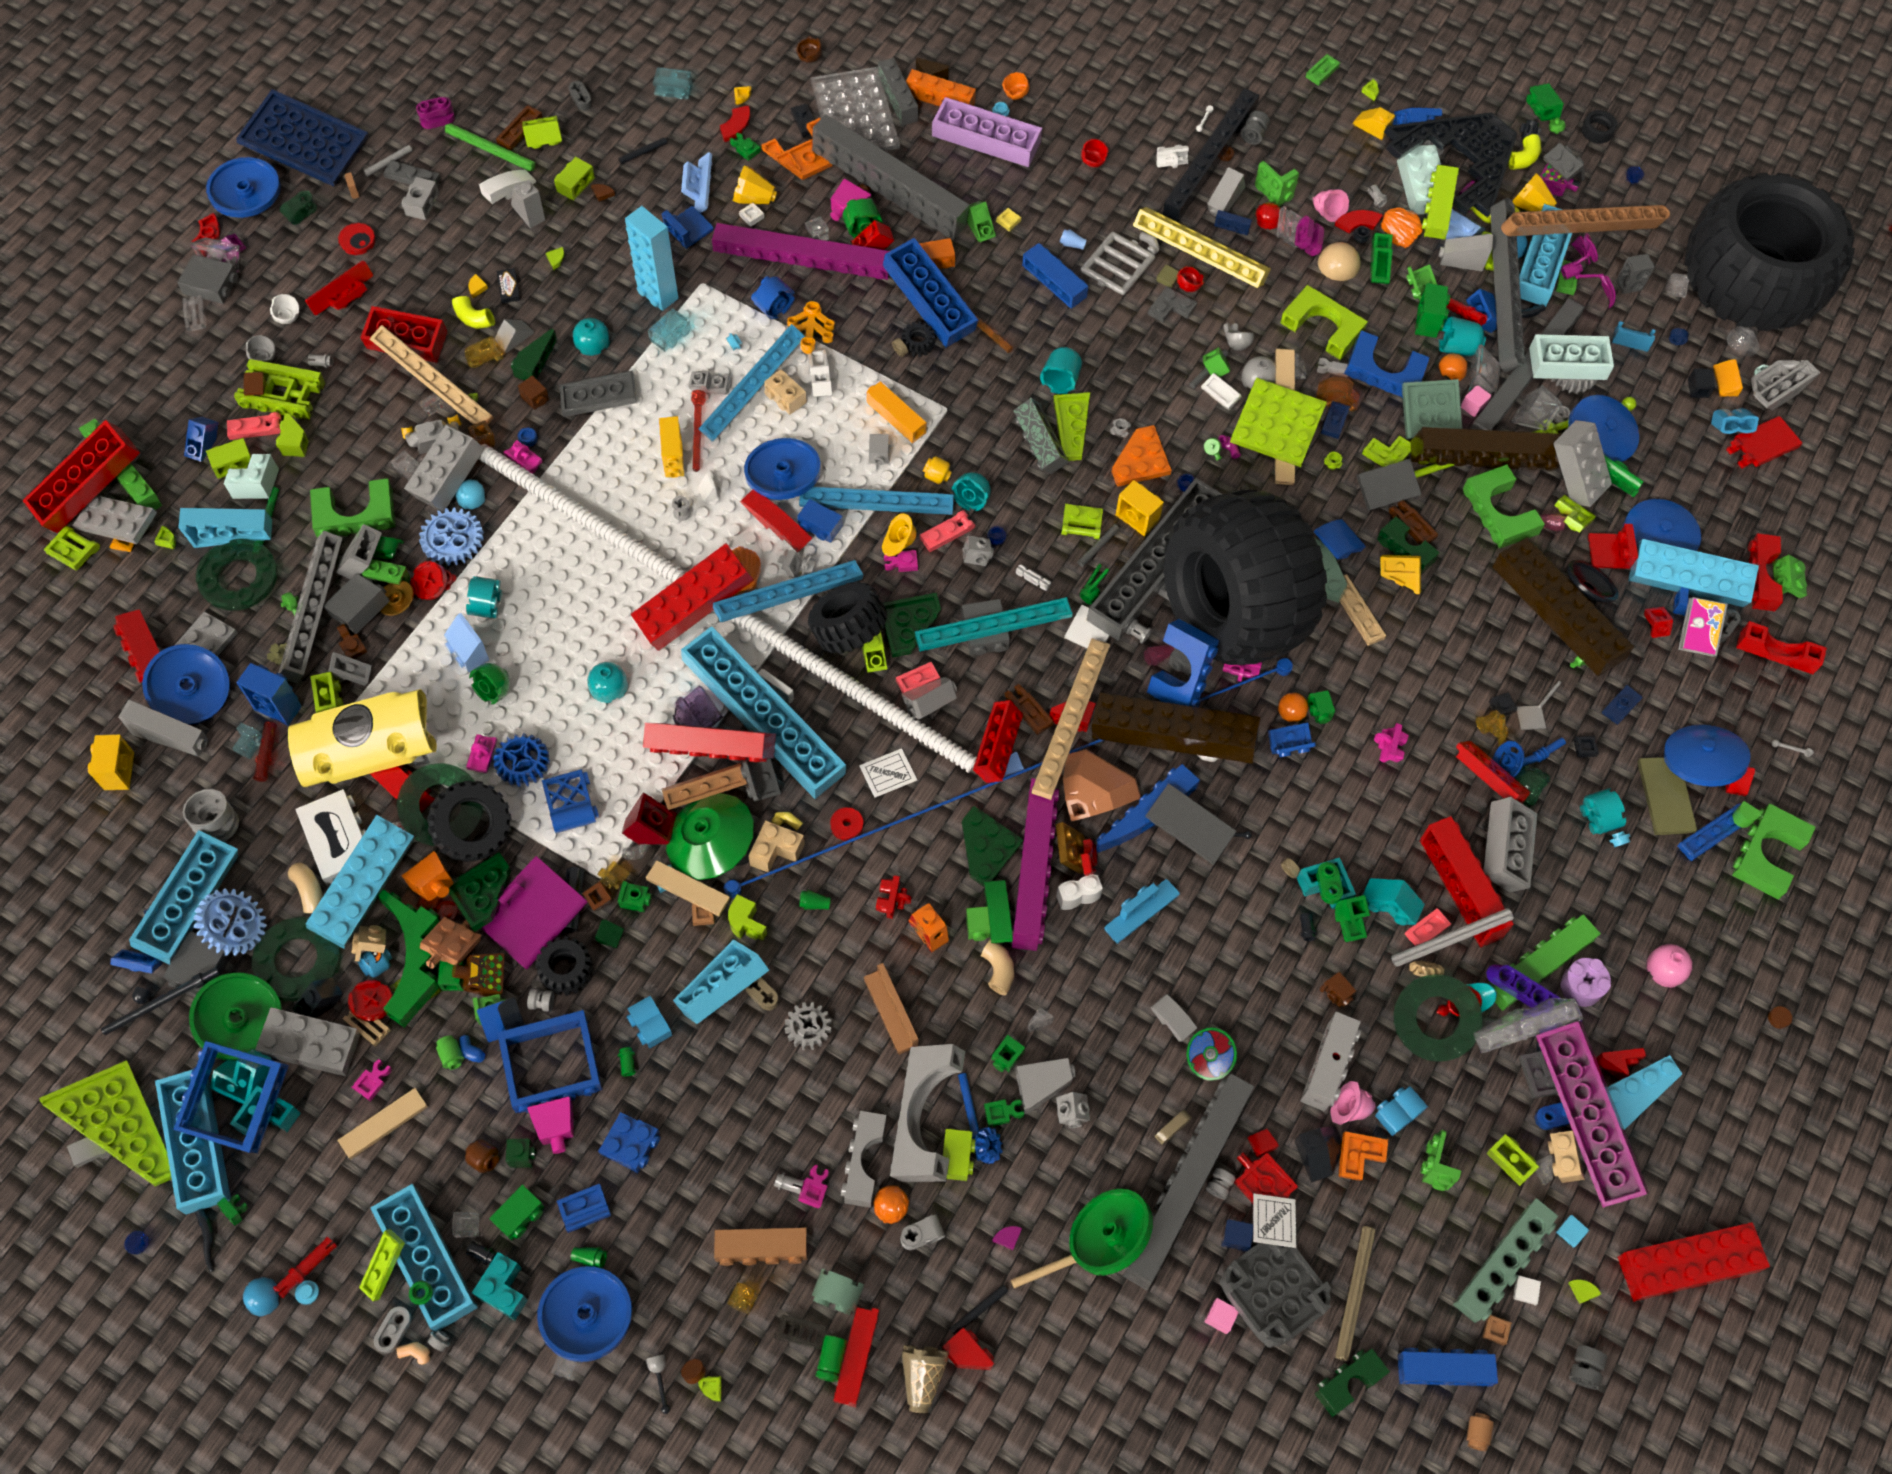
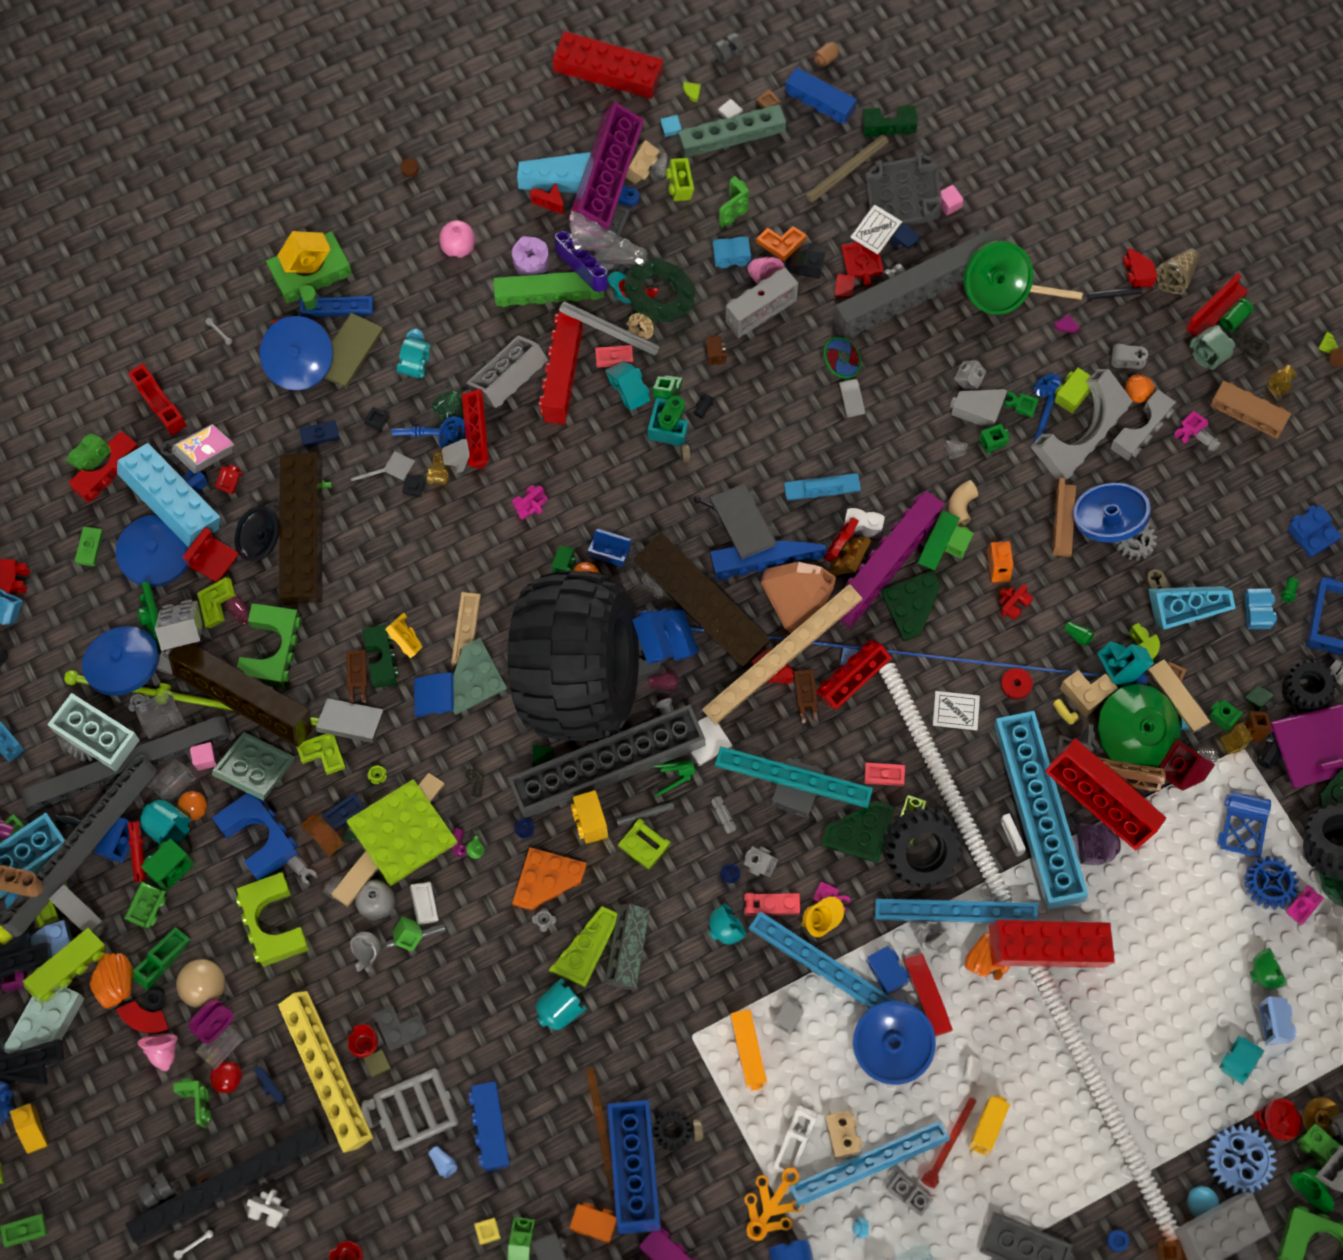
camera: 145 degrees left, 5 degrees up
(523, 456) = (1135, 1210): dark pink hips -> none
(607, 682) = (1161, 918): teal cylinder -> none
(683, 509) = (1013, 1064): light grey bush -> none
(756, 881) = (1124, 663): none -> teal brick
(846, 1033) = (1111, 512): none -> blue dish
(929, 697) = (888, 744): light grey slope -> none
(937, 470) = (745, 968): yellow head -> none
(1173, 1127) = (903, 328): dark tan beam -> none
(1227, 191) = (250, 1123): light grey slope -> none
(1379, 198) = (102, 1035): light grey pin -> none
(1488, 738) = (456, 455): none -> light grey slope
(1714, 508) = (89, 546): none -> bright green plate
(1790, 848) = (303, 252): none -> yellow brick

